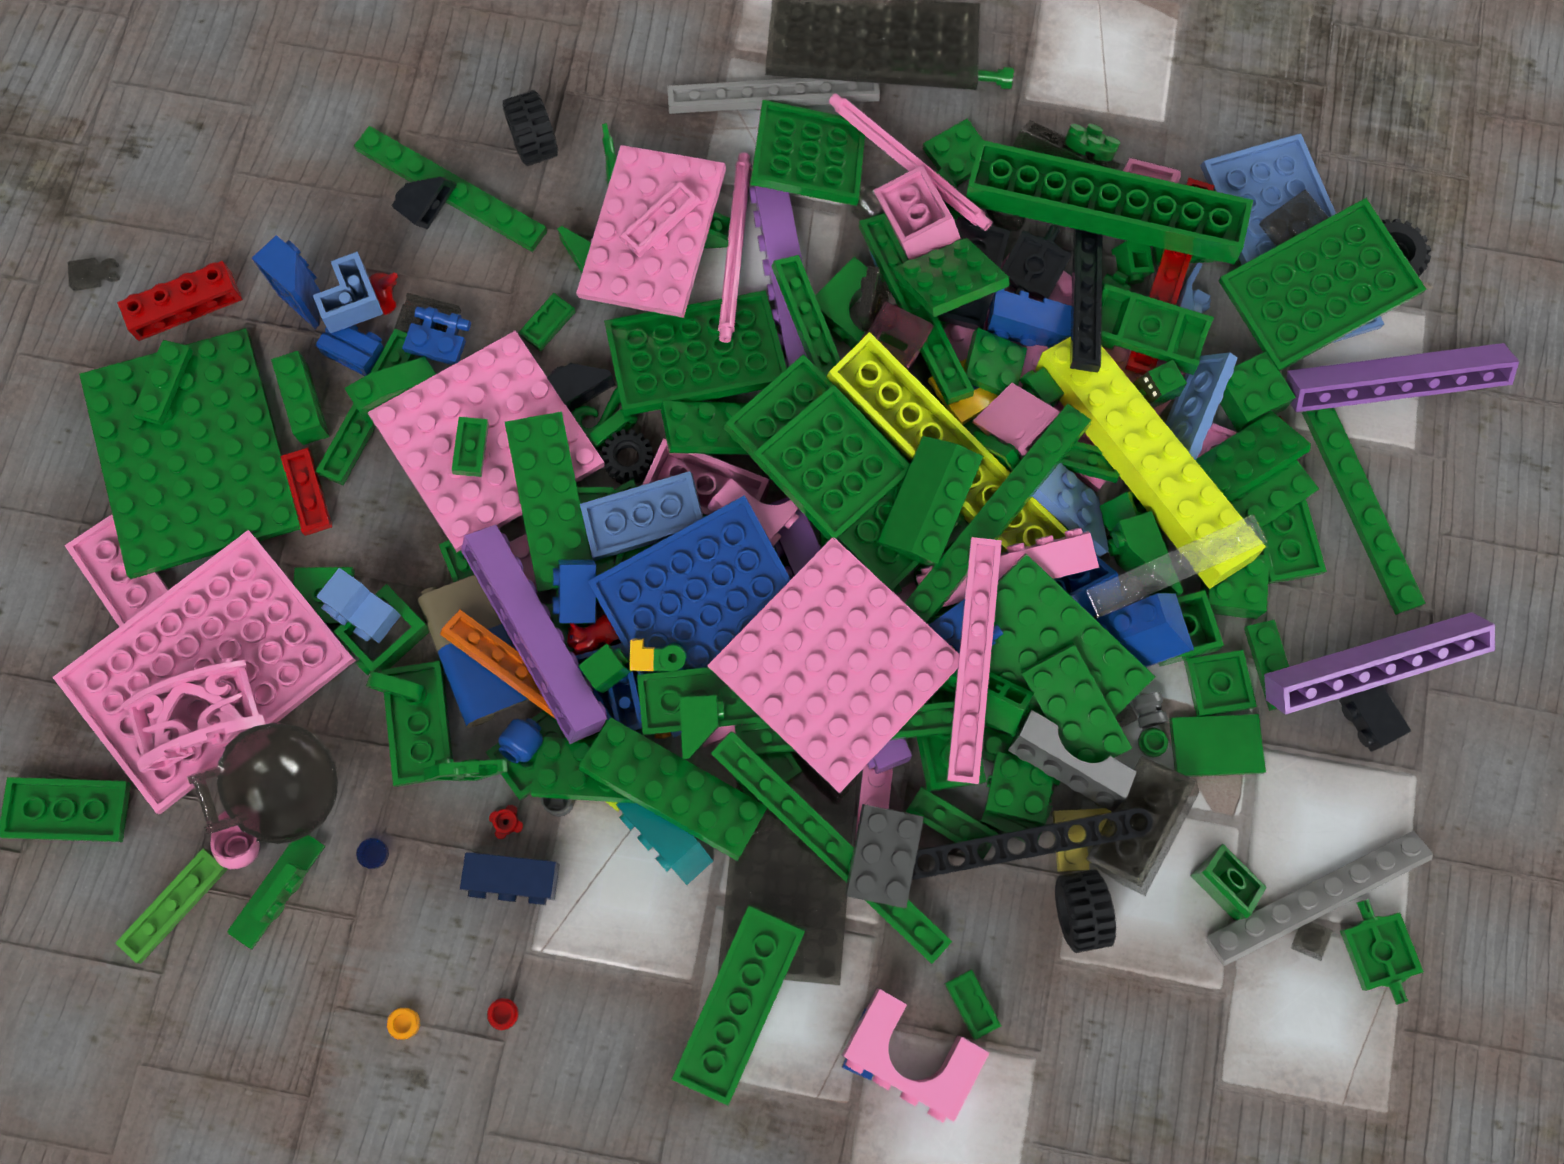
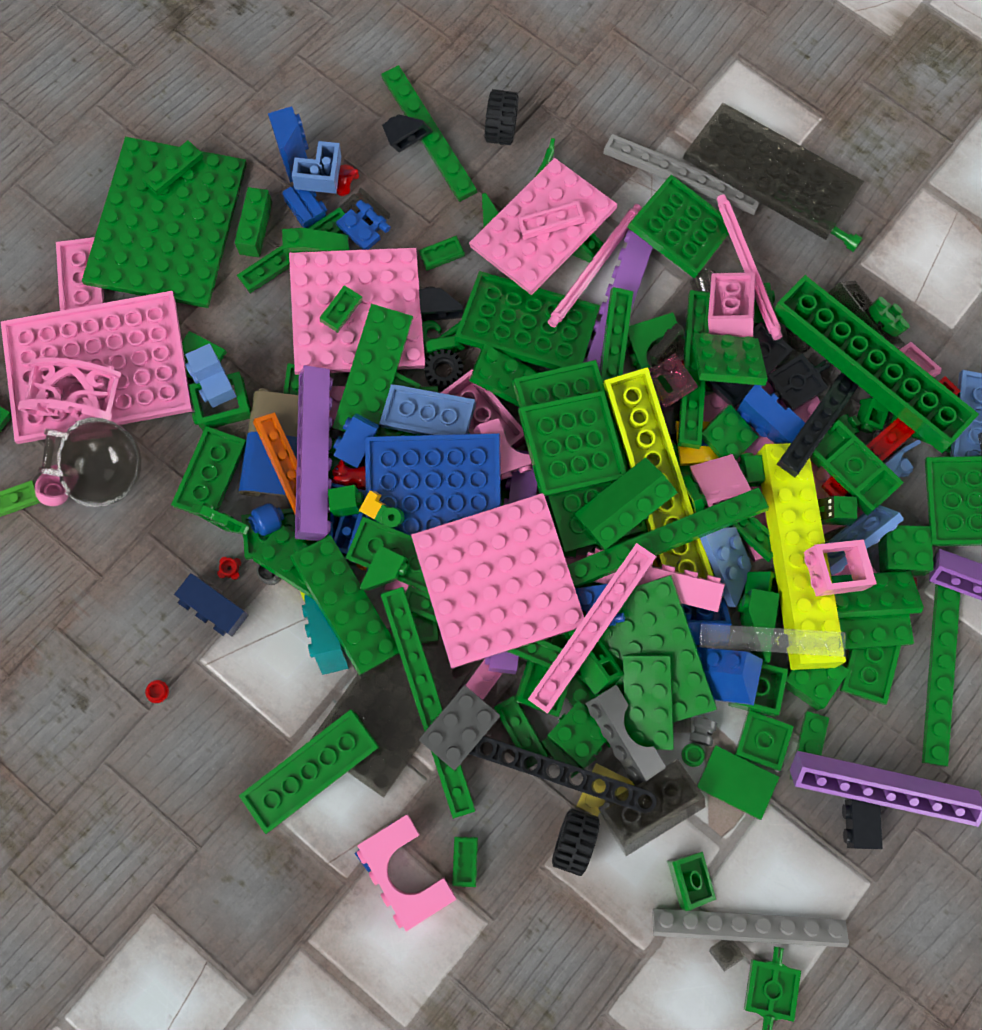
camera: 30 degrees right, 0 degrees up
(89, 273) = (169, 74): clear smoke plate -> none
(179, 300) = (214, 120): red brick -> none
(275, 890) = (62, 532): green bracket -> none
(306, 491) = (224, 285): red plate -> none
(372, 853) = (134, 542): clear blue tile -> none
(394, 686) = (206, 440): green beam -> none
(403, 1023) = (92, 662): light orange tile -> none
(954, 150) = (786, 272): green plate -> none
(1218, 432) = (858, 564): none -> bright pink window

